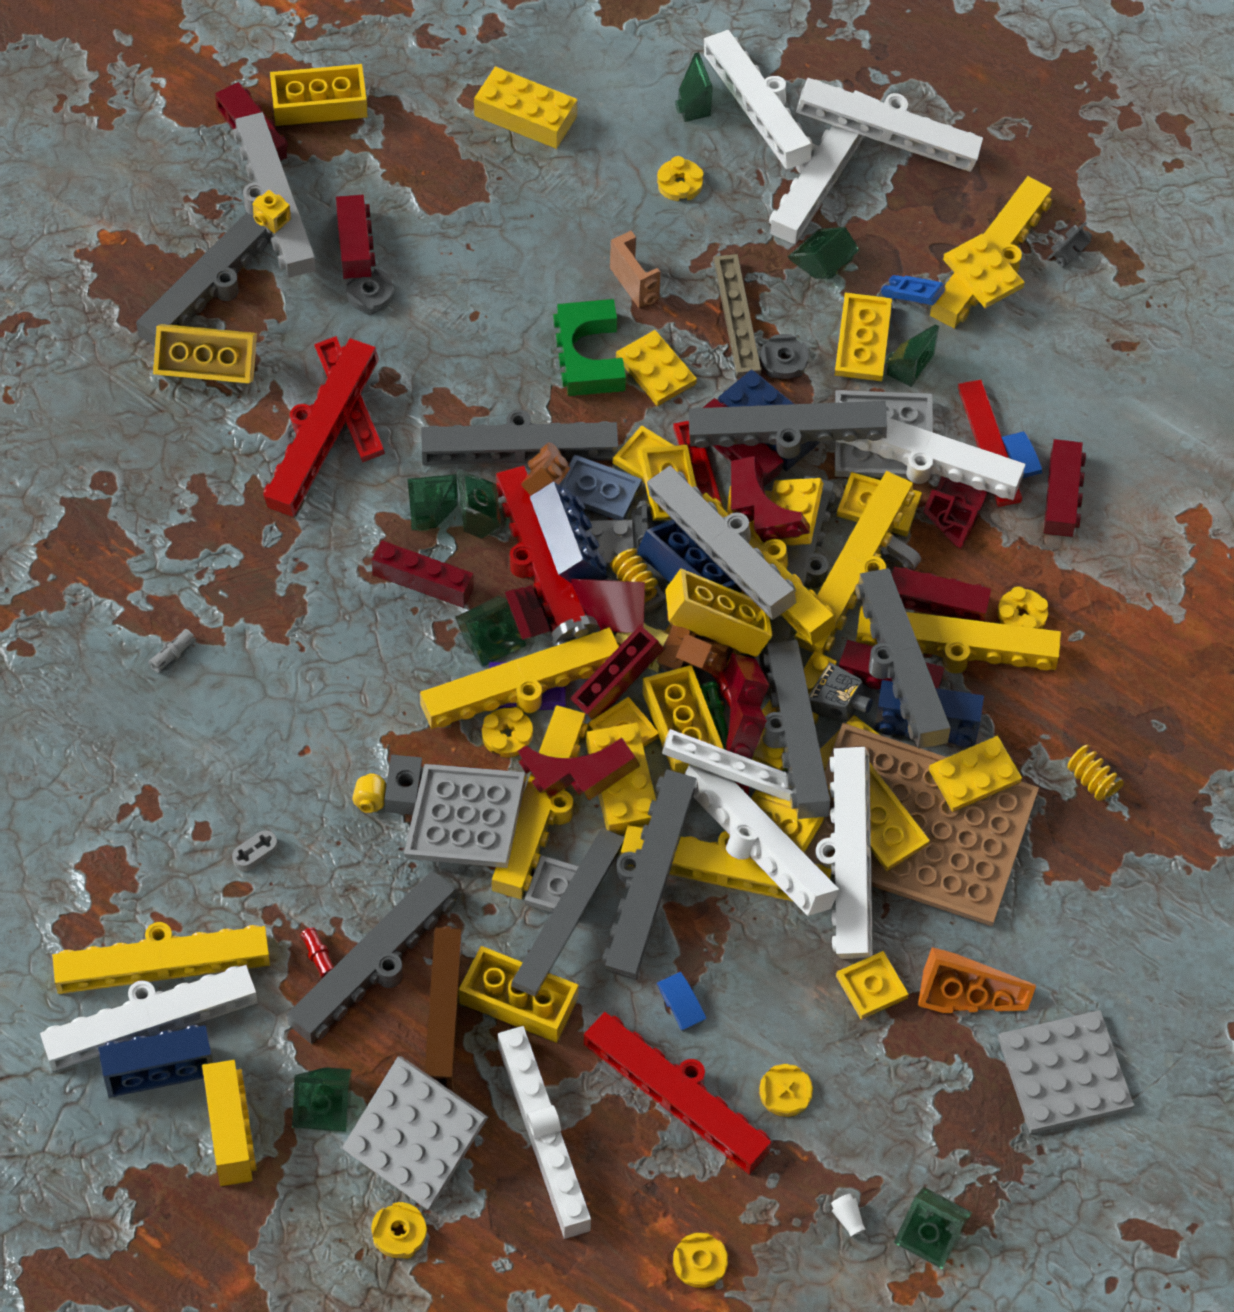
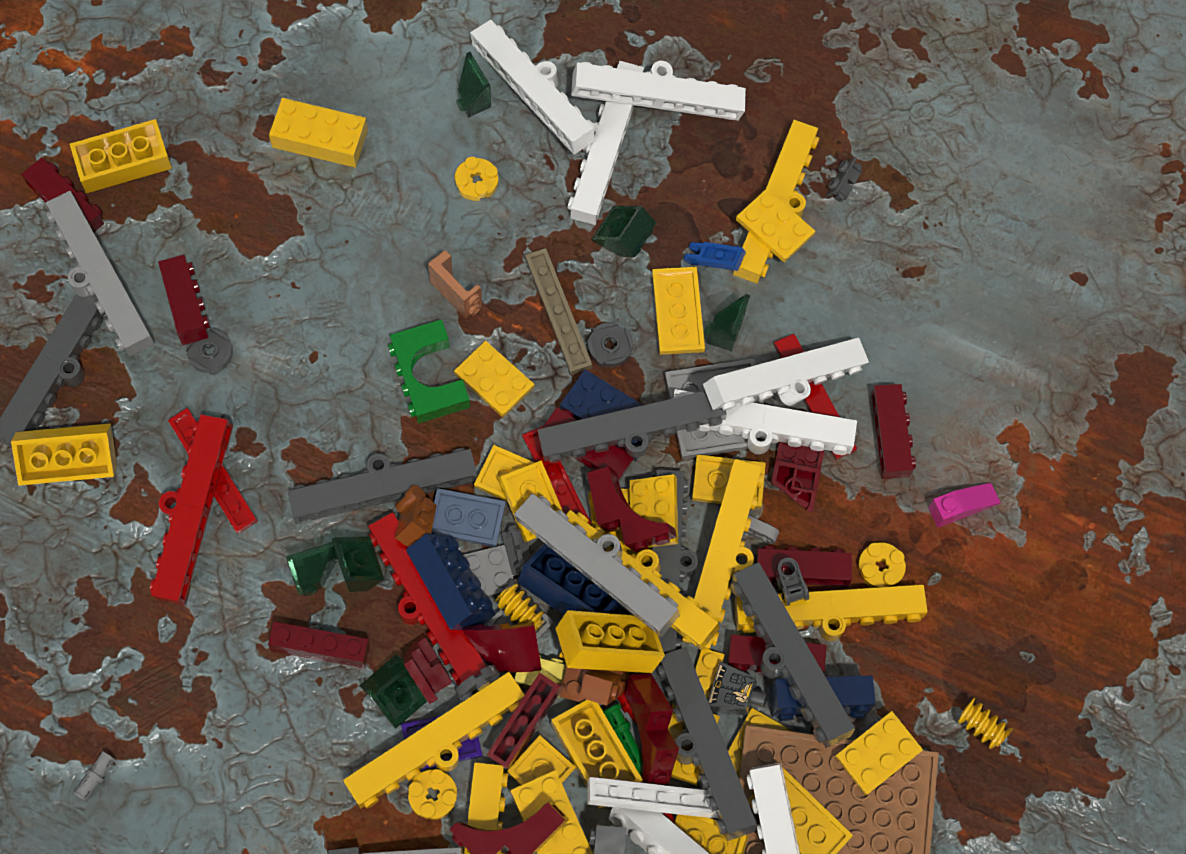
camera: 15 degrees left, 10 degrees up
(271, 211) = (98, 298): yellow brick -> none
(920, 602) = (792, 586): none -> dark grey piece
(960, 406) = (786, 376): none -> white hinge
(1021, 450) = (847, 402): blue slope -> none
(1122, 568) = (962, 503): none -> dark pink slope

